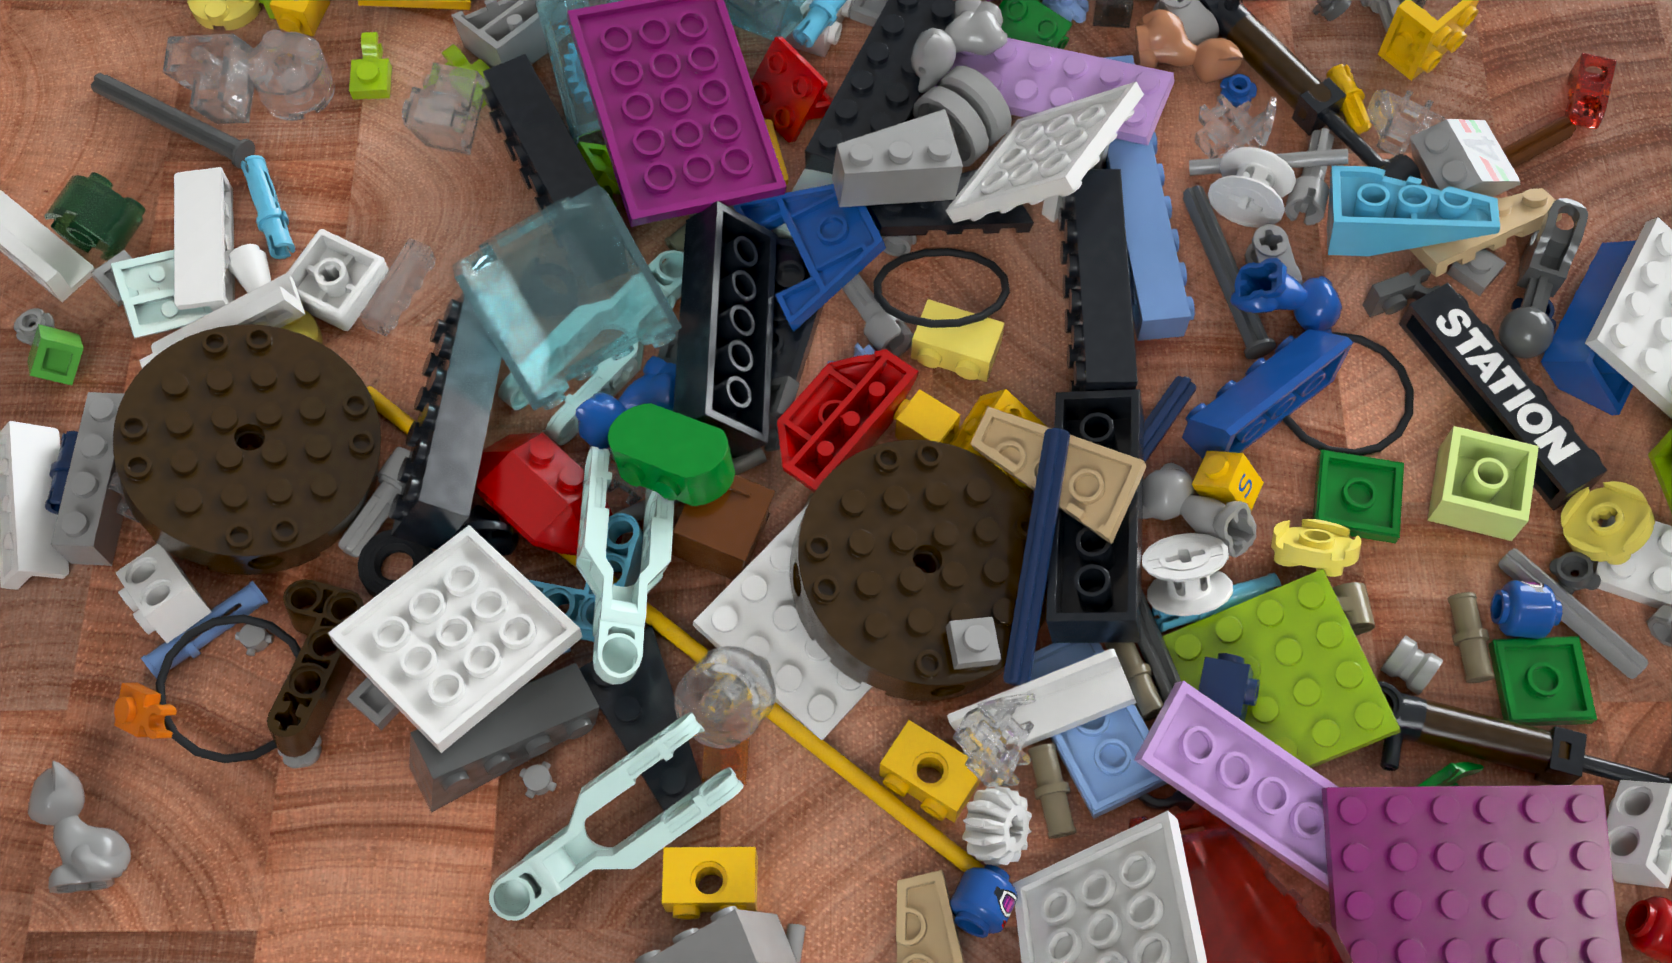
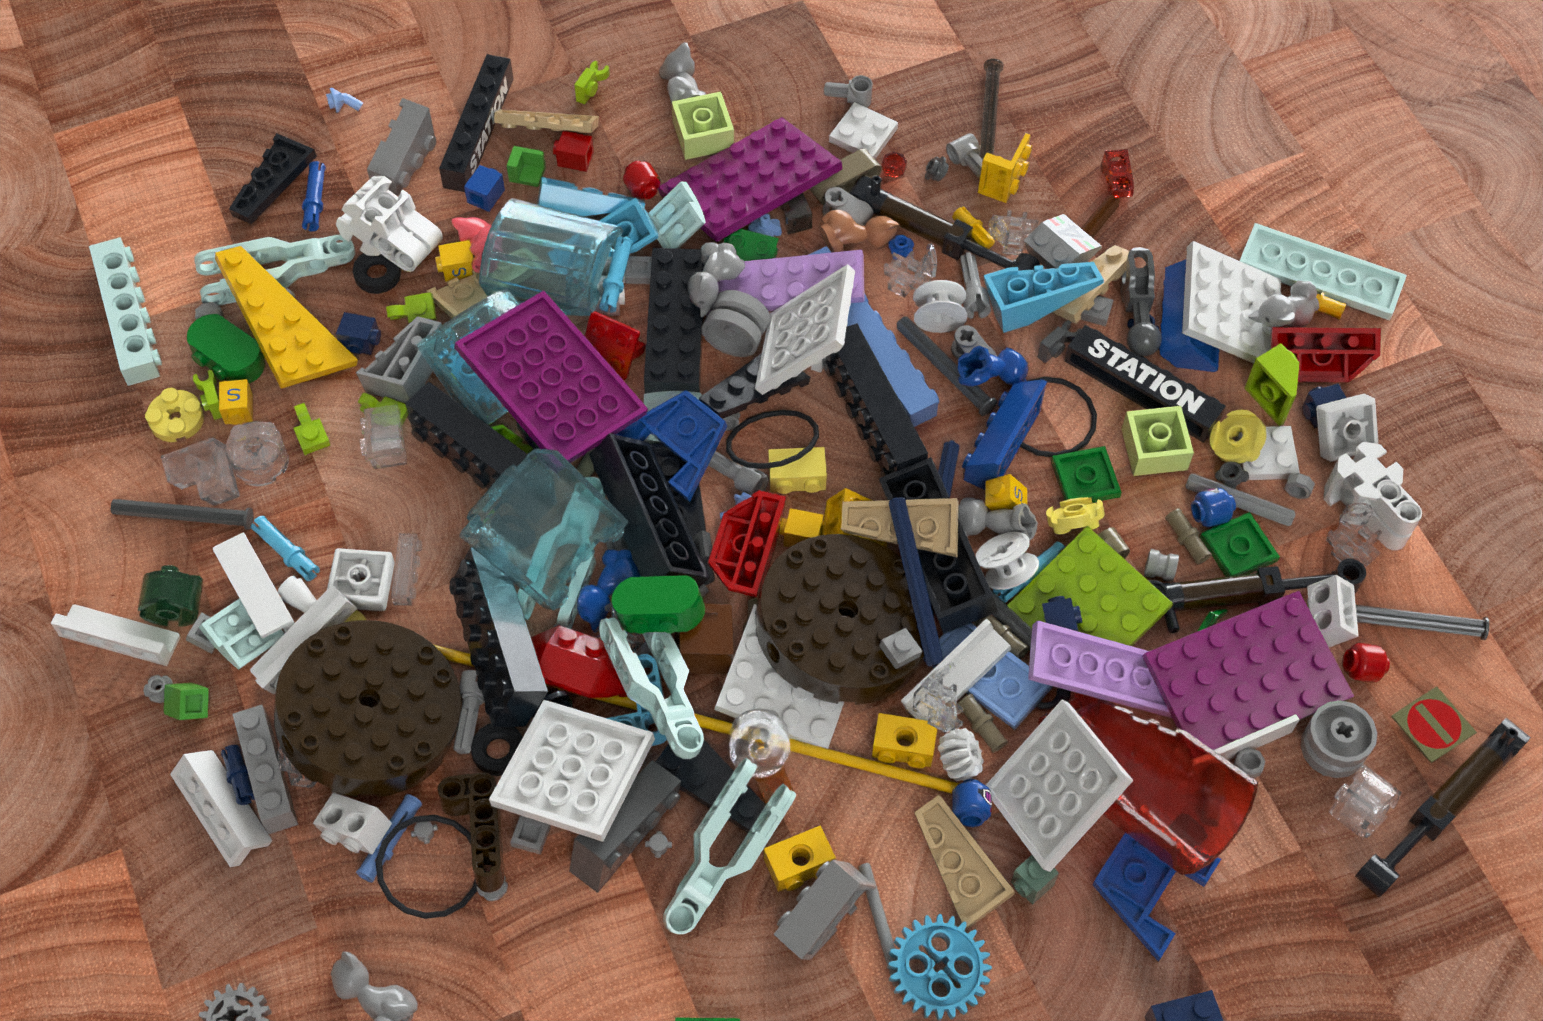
camera: 25 degrees left, 5 degrees down
(140, 713) = (377, 904): orange plate -> none
(899, 164) = (715, 368): light grey wedge -> none
(1294, 160) = (959, 278): light grey bar -> none

